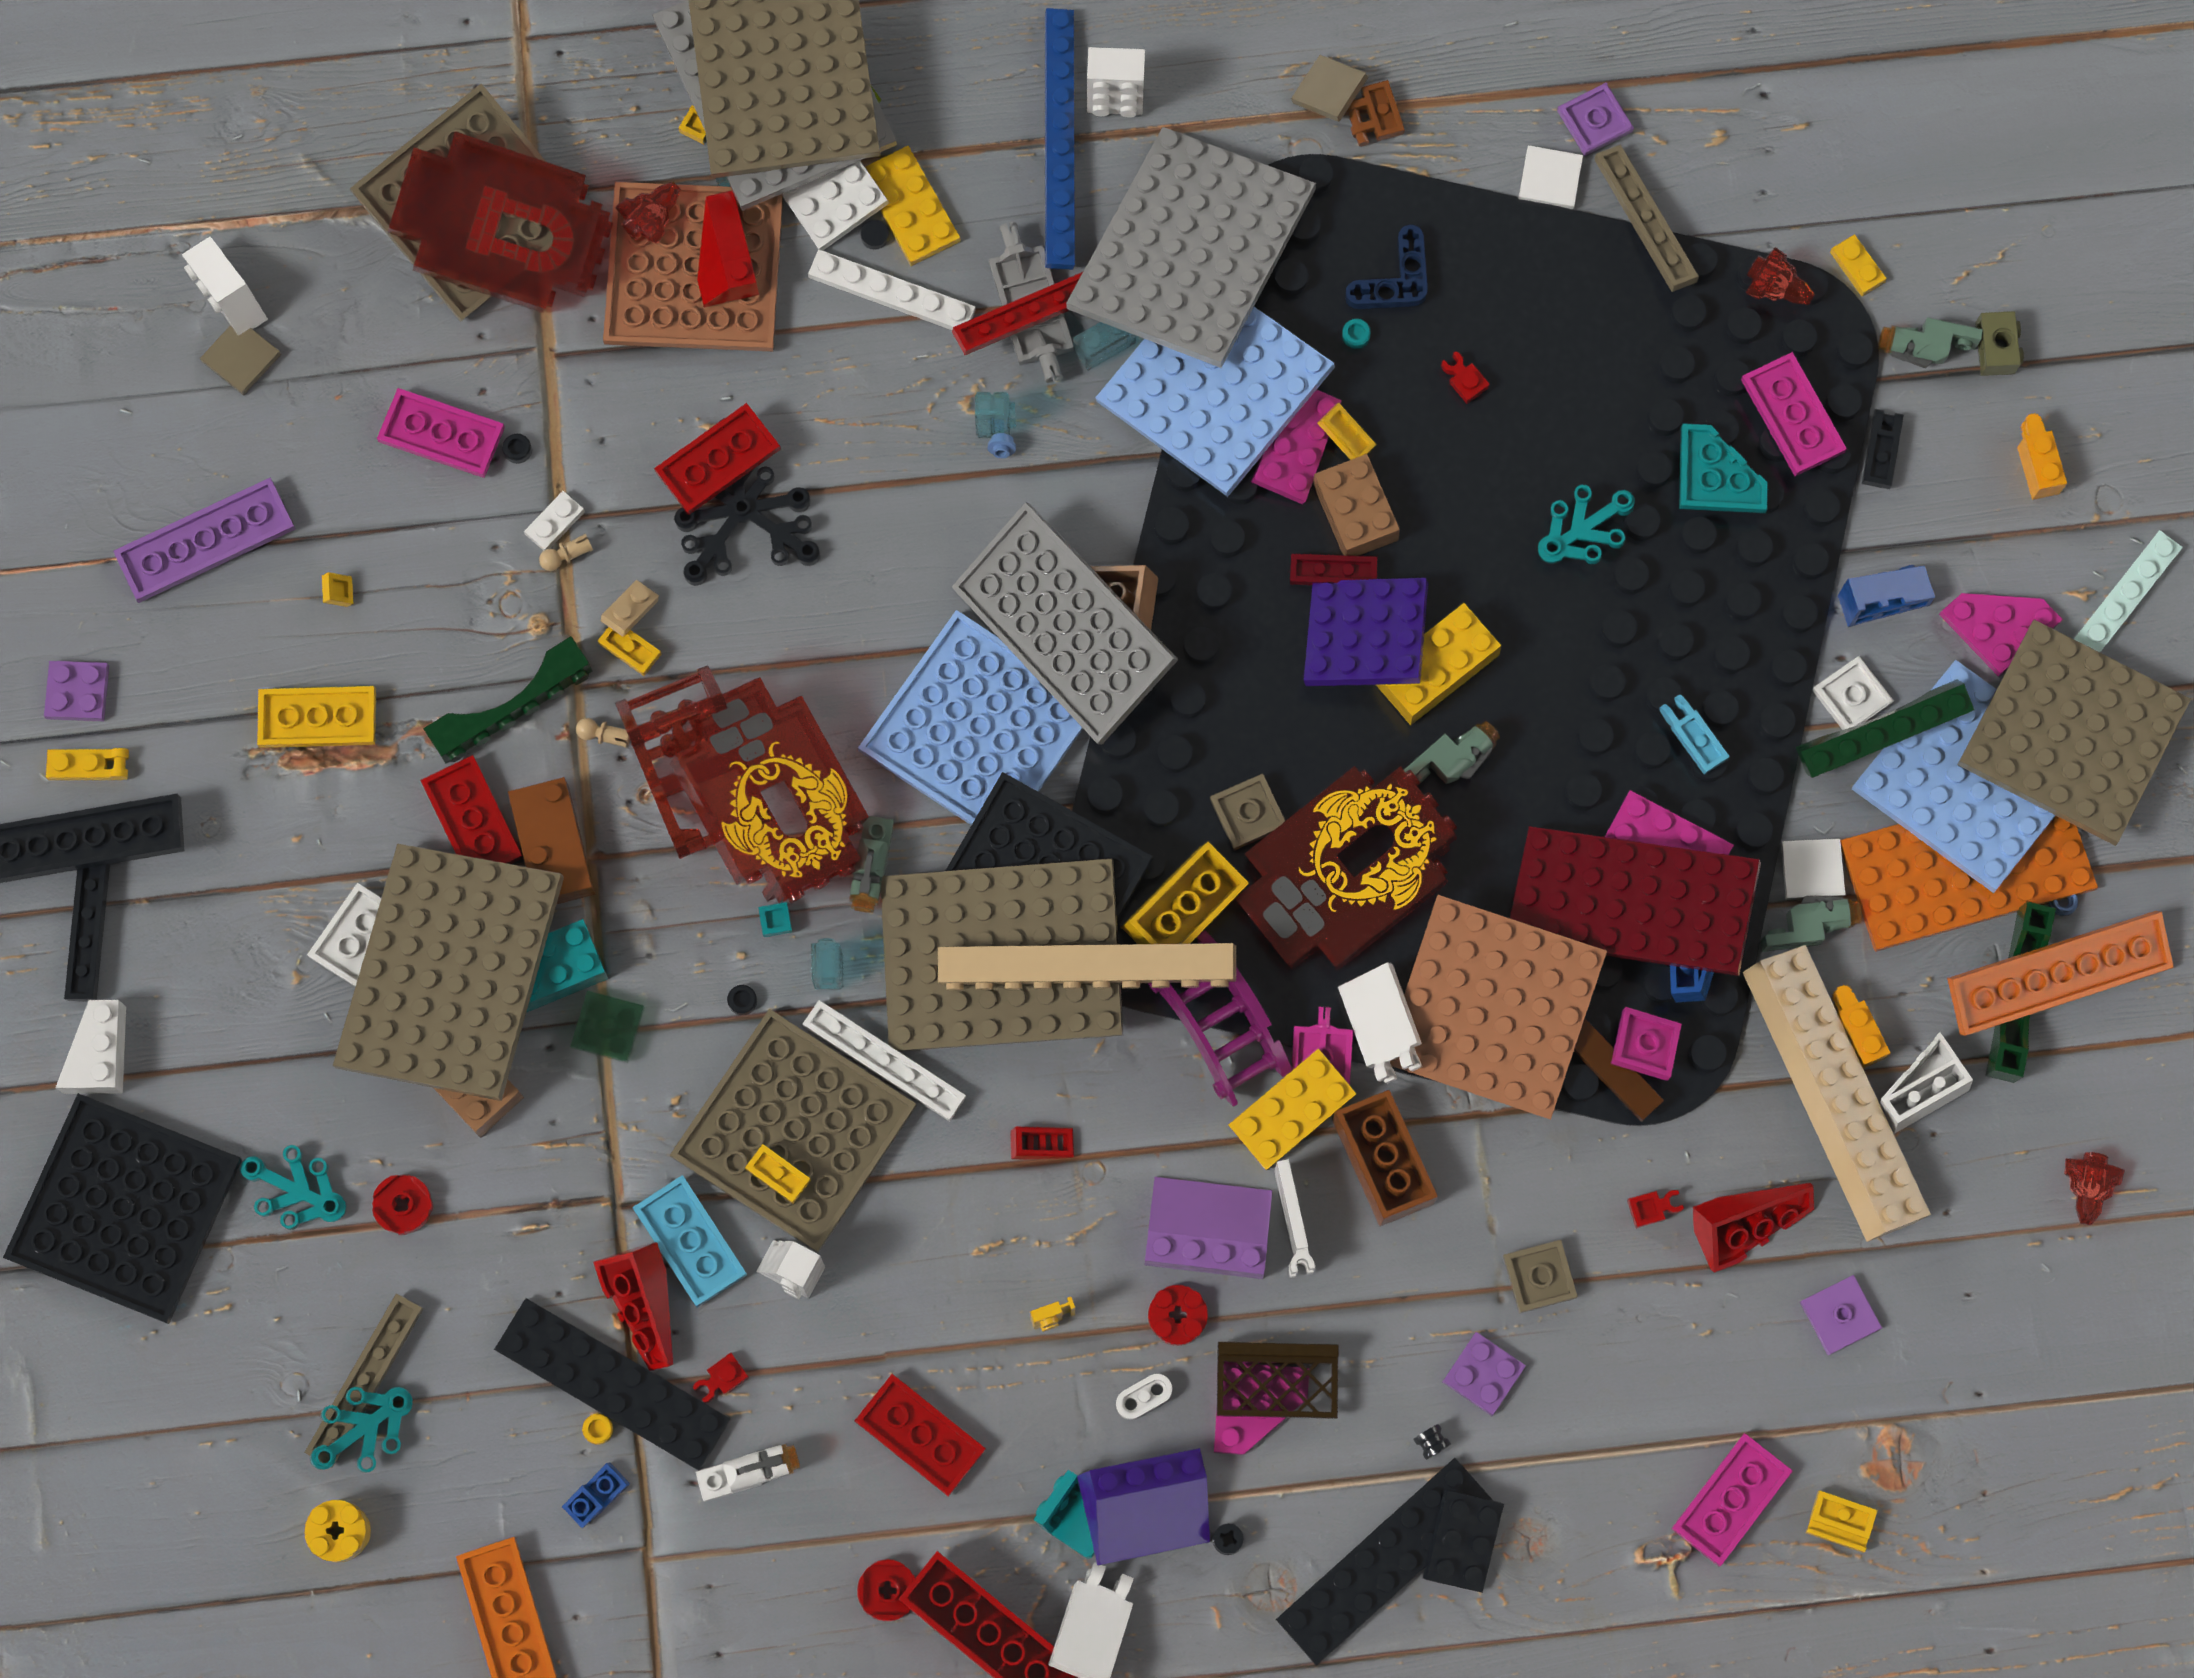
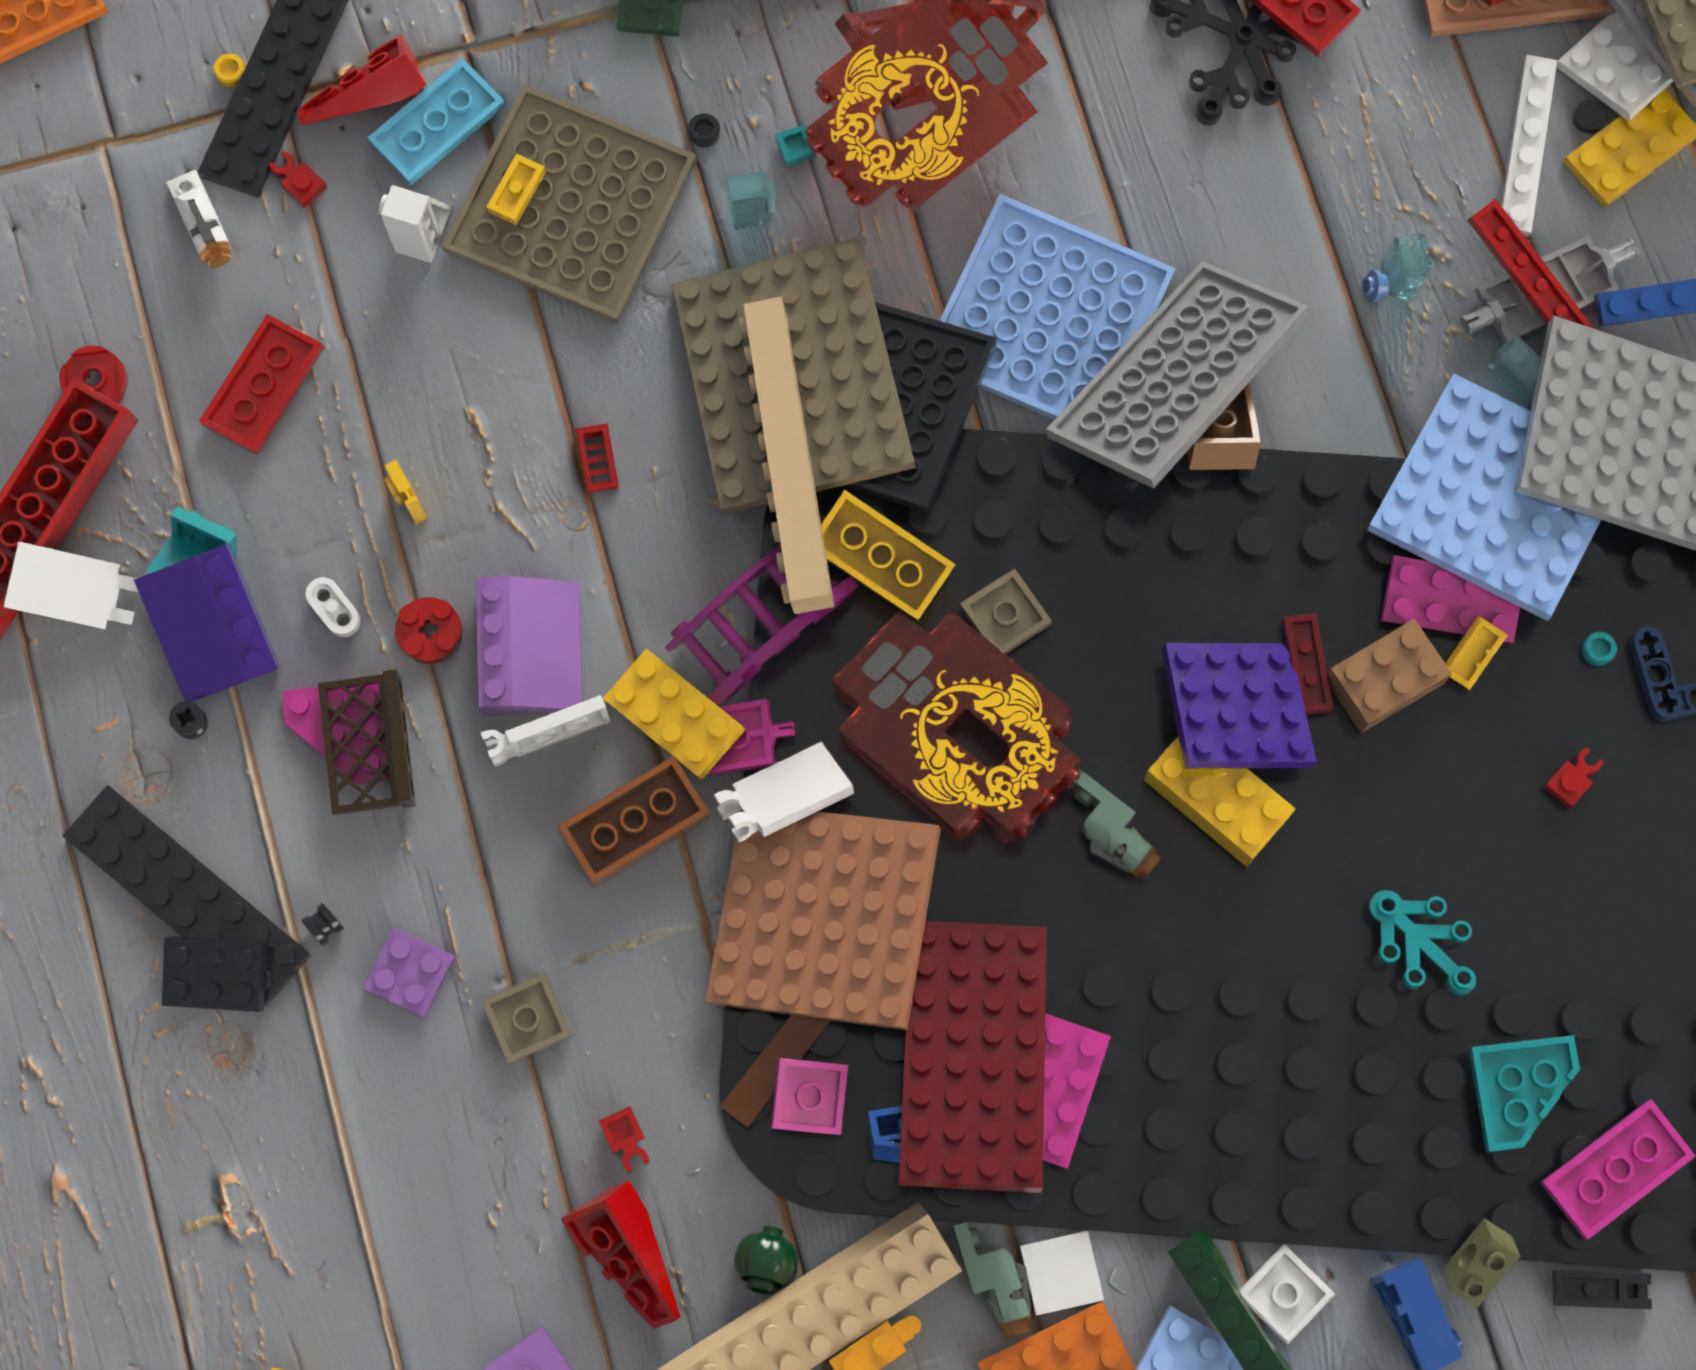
camera: 80 degrees right, 0 degrees up
(596, 1495) = (160, 80): blue slope -> none
(874, 854) = (875, 229): sand green plate -> none
(884, 1060) = (659, 281): white plate -> none
(1695, 736) = (1190, 1106): medium azure hinge -> none
(1731, 1499) = (299, 1275): dark pink plate -> none
(1772, 1105) = (766, 1260): none -> dark green plant
(1853, 535) = (1480, 1263): none -> olive brick

